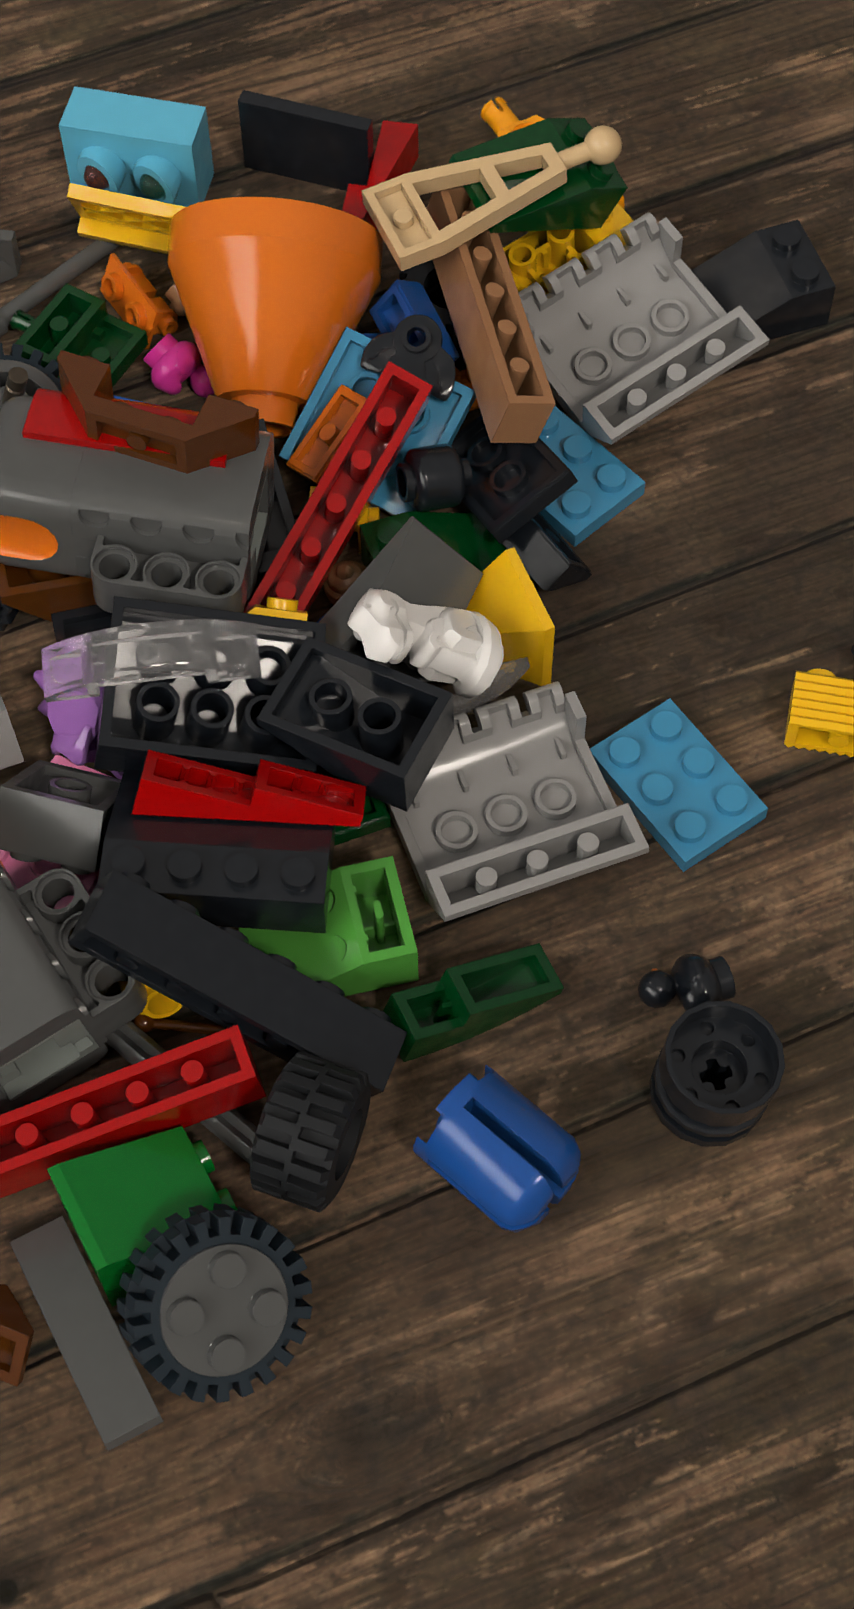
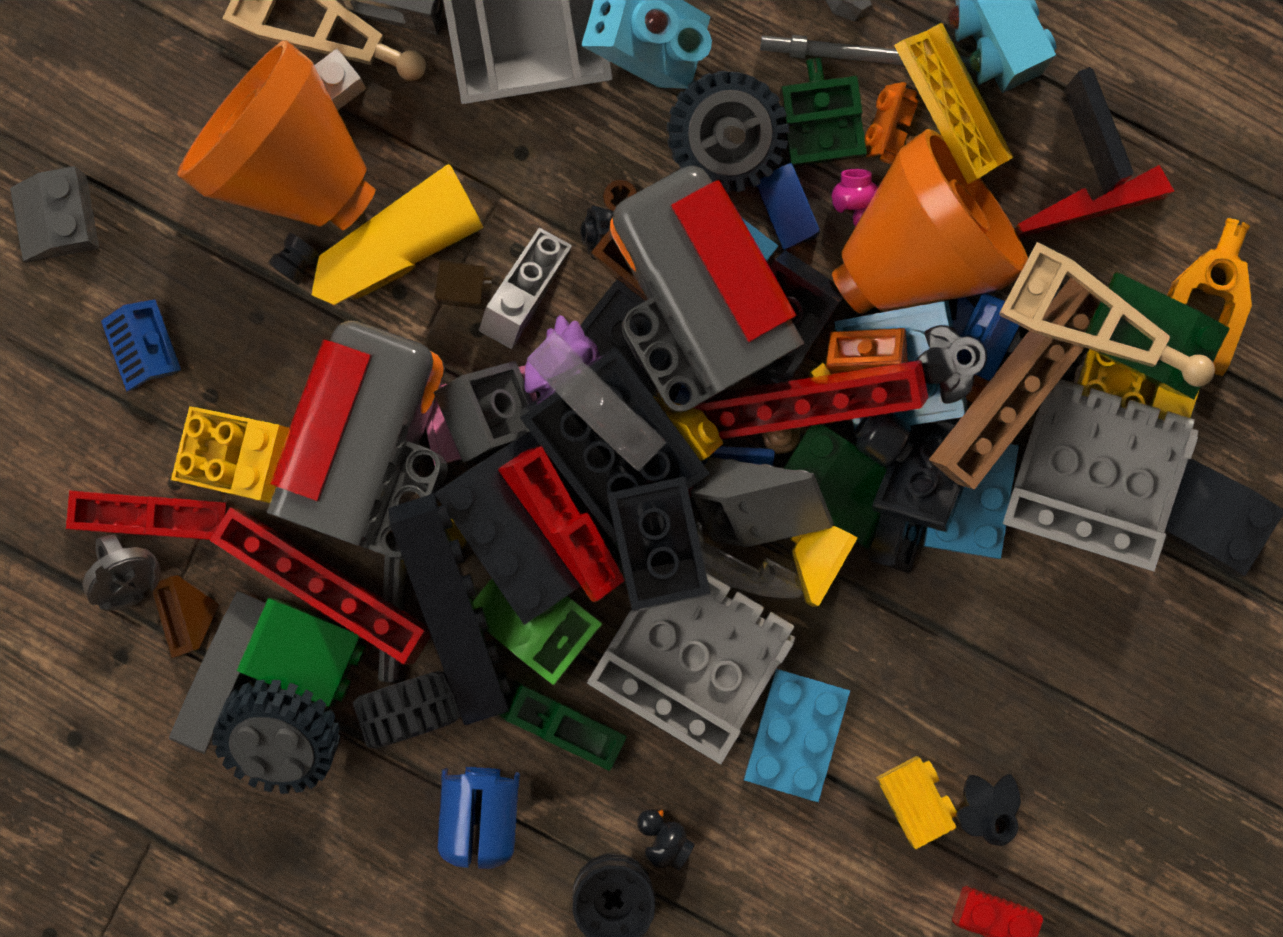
camera: 50 degrees right, 25 degrees up
(219, 429) = (763, 324): reddish brown slope -> none
(440, 640) = (752, 546): white animal -> none

